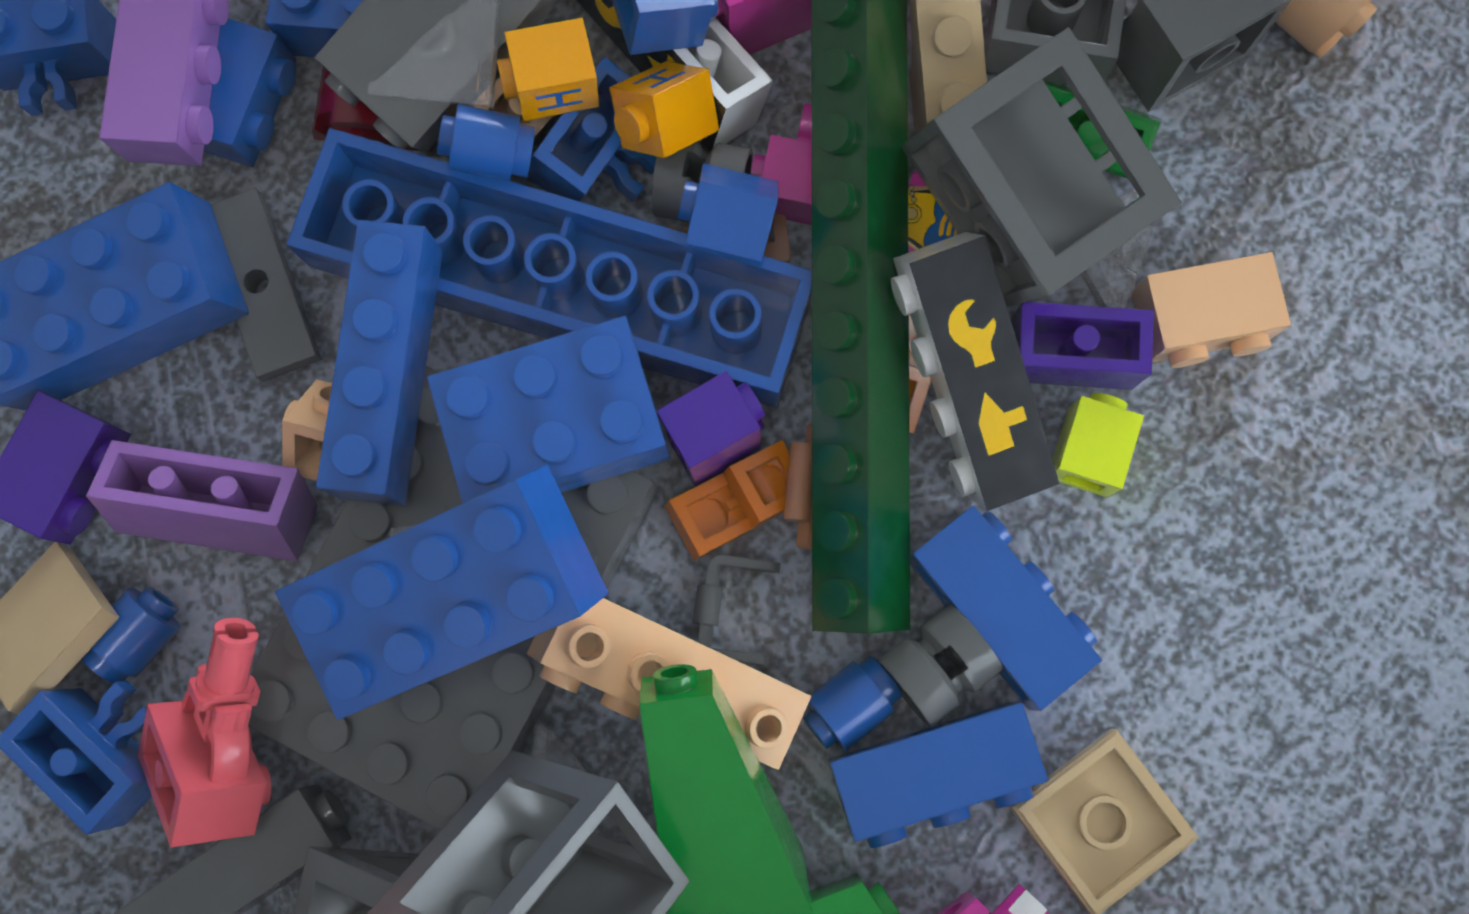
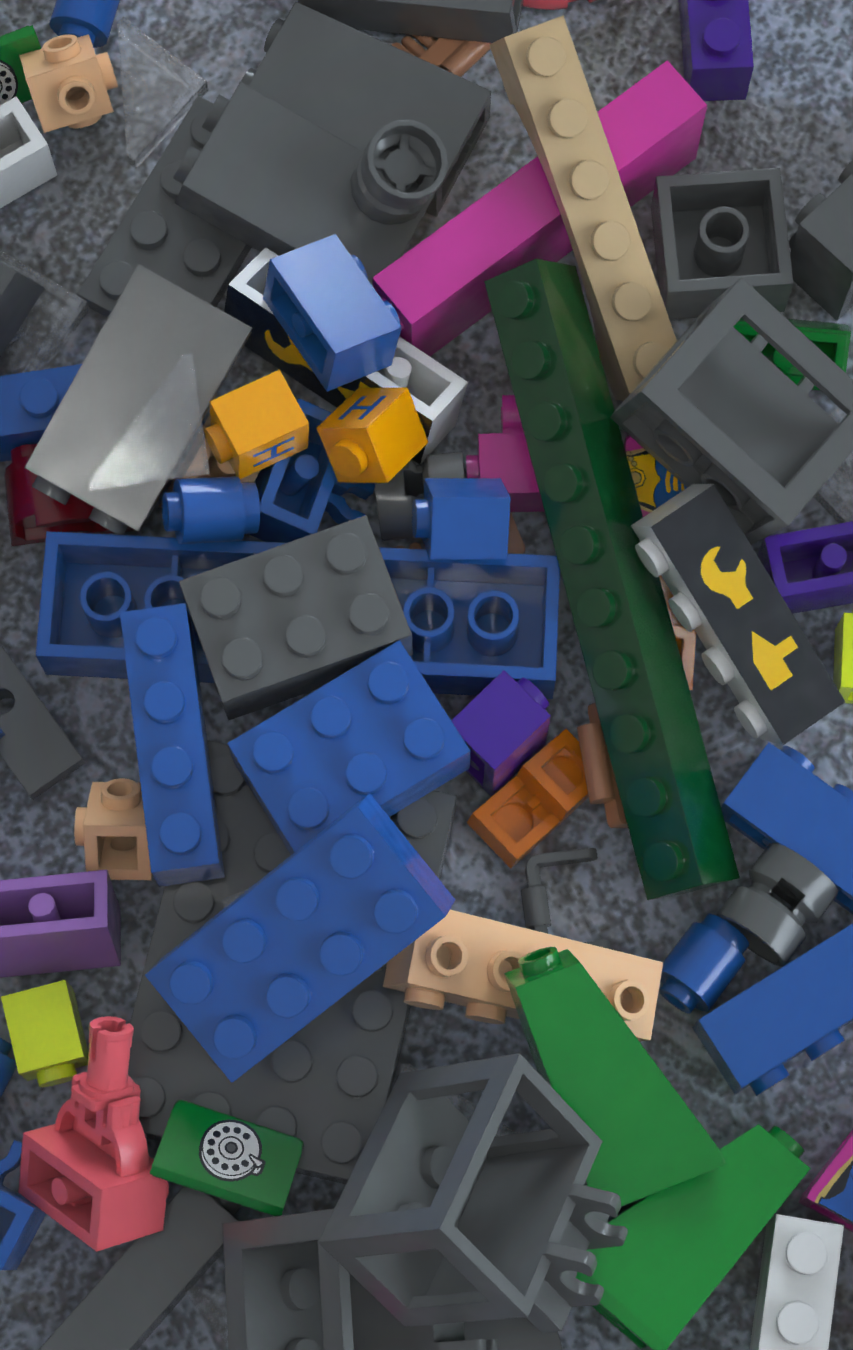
camera: 20 degrees left, 5 degrees down
(201, 597) = (46, 1033): none -> neon yellow brick
(326, 786) = (227, 1157): none -> green slope
(532, 265) = (295, 616): none -> dark grey brick

